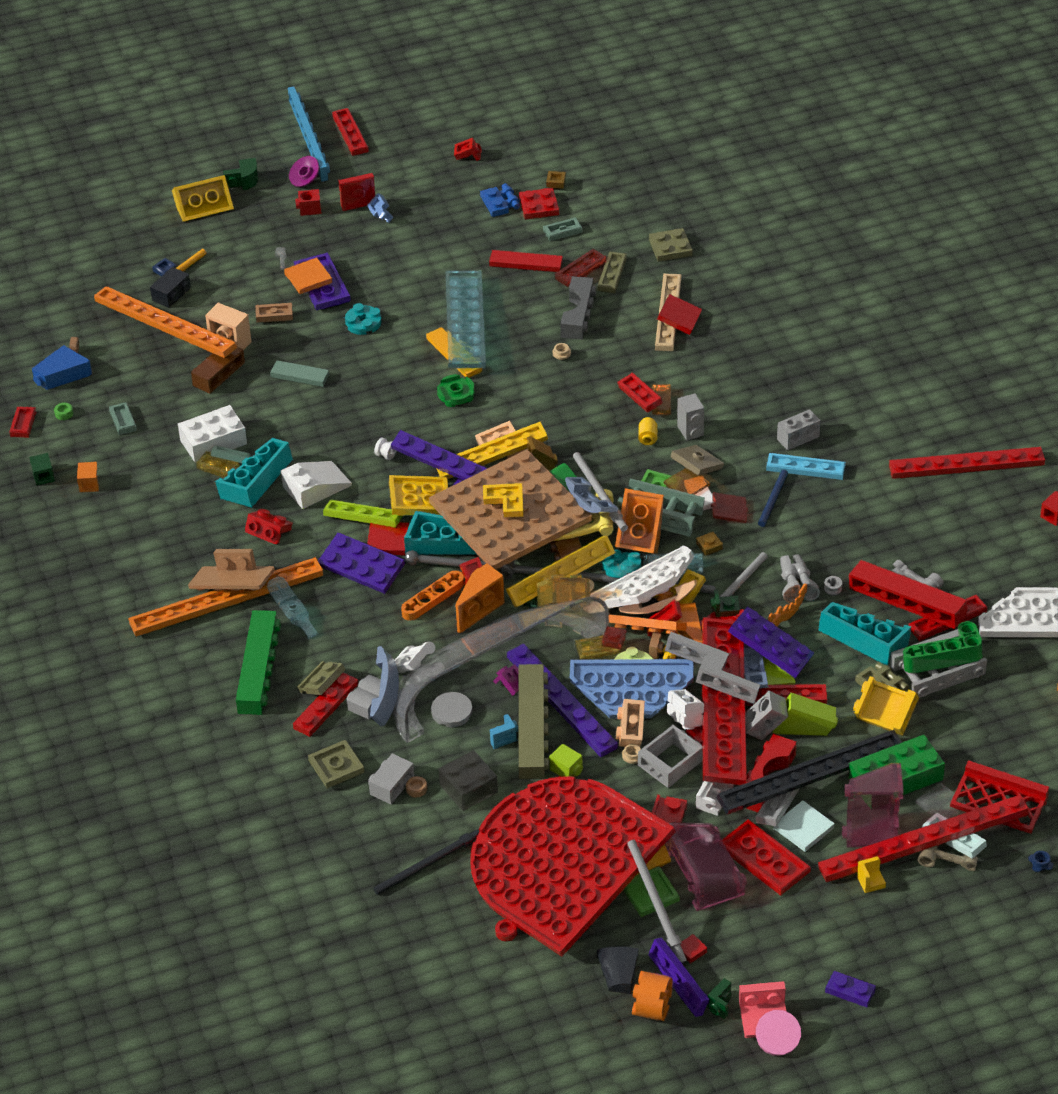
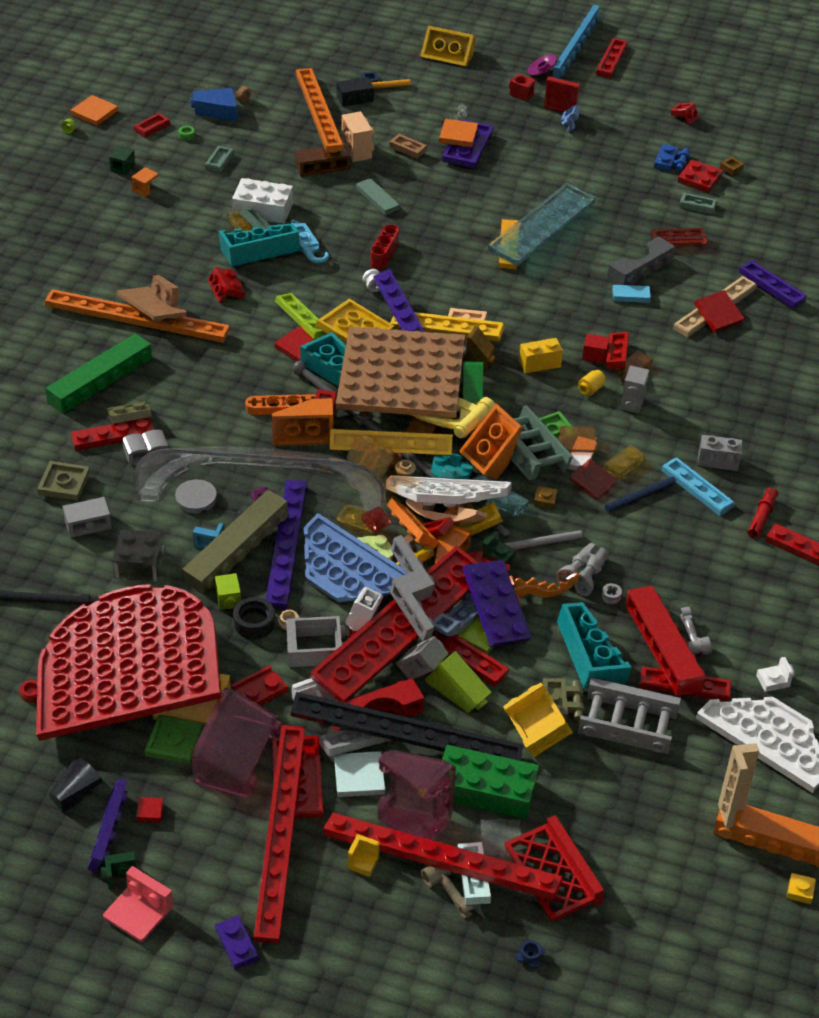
camera: 35 degrees right, 0 degrees up
(244, 176) = (496, 48): dark green brick -> none
(285, 598) = (174, 341): clear light blue piece -> none
(298, 449) = (309, 243): none -> medium azure plate
(313, 481) = (295, 273): white slope -> none
(360, 414) = (384, 246): none -> red beam
(361, 563) = (259, 349): dark purple plate -> none
(371, 318) = (468, 185): teal plate -> none
(383, 705) = (171, 437): sand blue slope -> none
(411, 657) = (200, 438): white plate -> none
(416, 786) = (101, 536): medium nougat tile -> none
(464, 392) = (468, 270): green plate -> none
(507, 494) = (401, 358): yellow plate -> none
(525, 261) = (641, 210): red tile -> none
(561, 351) = (593, 287): tan plate -> none
(580, 489) = (468, 394): sand blue slope -> none
(587, 432) = (540, 355): none -> yellow brick
(595, 339) = (631, 293): none -> medium azure tile
(611, 757) = (253, 605): none -> black tyre
(612, 272) = (702, 254): olive tile -> none
(615, 517) = (473, 421): light grey bar -> none
(622, 401) = (595, 348): none -> red panel
(632, 720) = (308, 593): light nougat brick -> none
(652, 995) = (62, 824): orange brick -> none
(670, 244) = (775, 258): olive plate -> none
(673, 940) = (135, 792): light grey bar -> none
(693, 267) = (772, 284): none -> dark purple plate
(697, 460) = (606, 426): dark tan plate -> none
(735, 479) = (624, 461): none -> clear yellow plate
(778, 1032) = (127, 933): bright pink tile -> none
(802, 898) = (279, 835): none -> red plate
(870, 452) = (765, 507): none -> red pin
(946, 652) = (636, 708): green beam -> none
(1001, 571) = (776, 676): none -> white bracket

